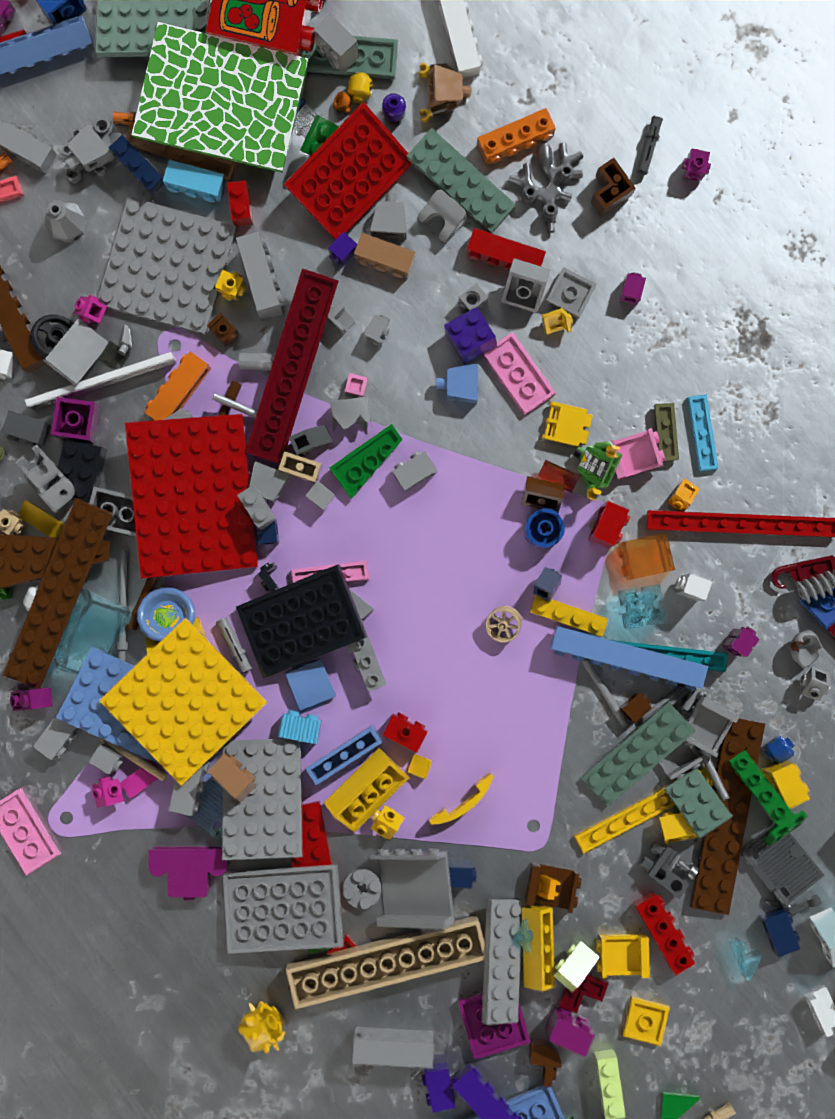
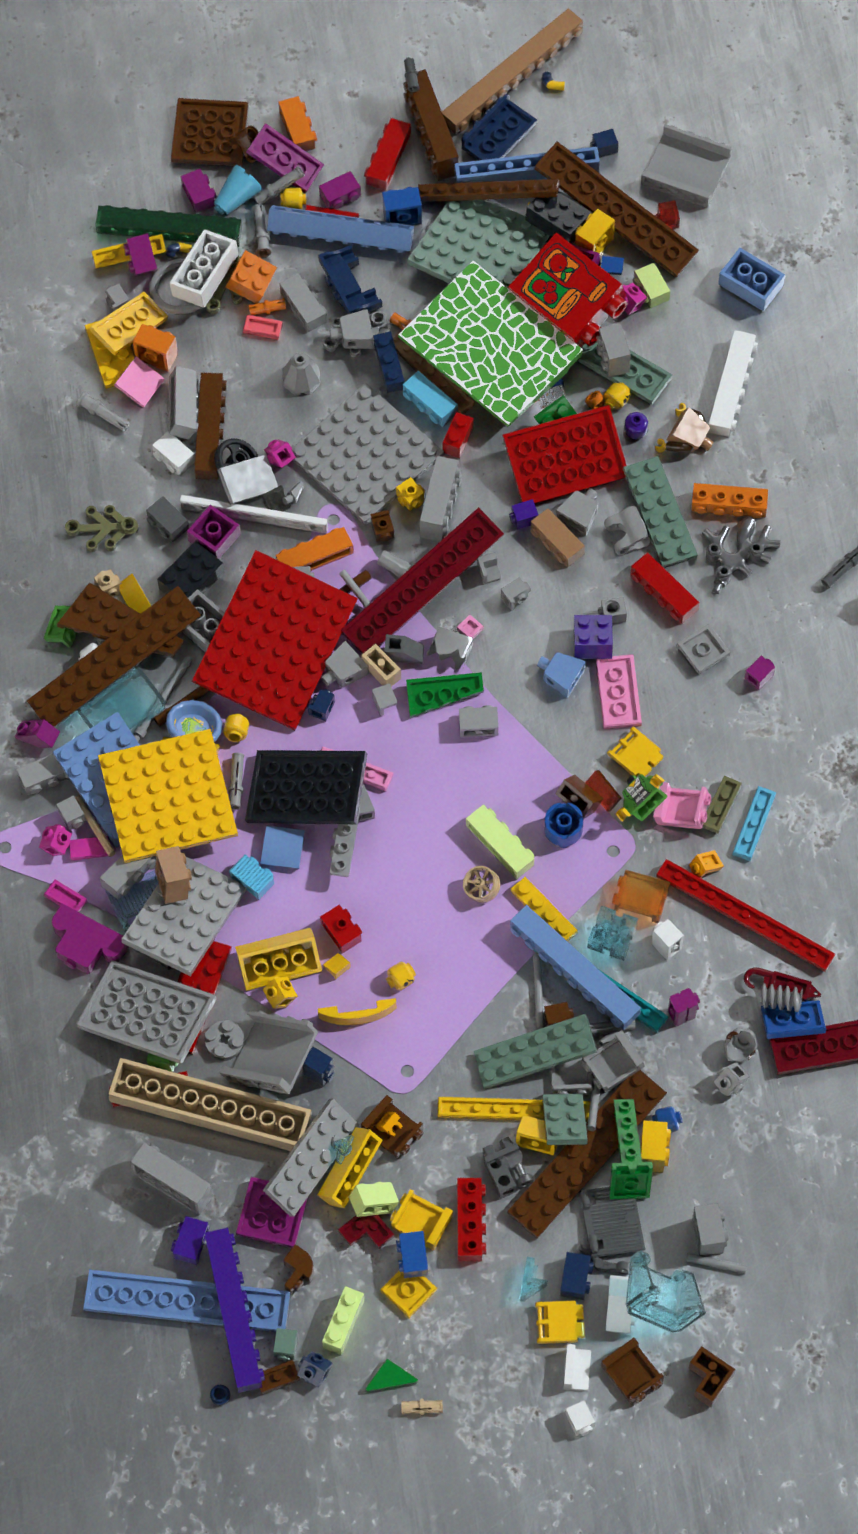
camera: 35 degrees right, 20 degrees down
(41, 472) = (161, 554): light grey piece -> none
(44, 104) = (344, 285): none -> dark blue bracket
(147, 836) = (64, 895): none -> dark pink tile
(205, 596) = (236, 728): none -> yellow head
(257, 507) = (325, 675): light grey brick -> none
(262, 1027) = (68, 1099): yellow brick -> none
(268, 583) = (299, 736): black bracket -> none
(344, 754) = (277, 916): medium blue brick -> none
(481, 746) = (400, 975): none -> yellow head
(497, 574) = (500, 841): none -> yellowish green brick
(525, 285) = (664, 619): light grey brick -> none
(547, 584) = (539, 871): dark blue brick -> none
(557, 321) = (676, 664): yellow bracket -> none
(569, 1031) = (335, 1250): magenta brick -> none
(609, 525) = (622, 849): red brick -> none
(616, 187) = (790, 584): reddish brown brick -> none
(637, 996) = (413, 1254): none -> blue brick
(789, 978) = (560, 1322): none -> yellow plate

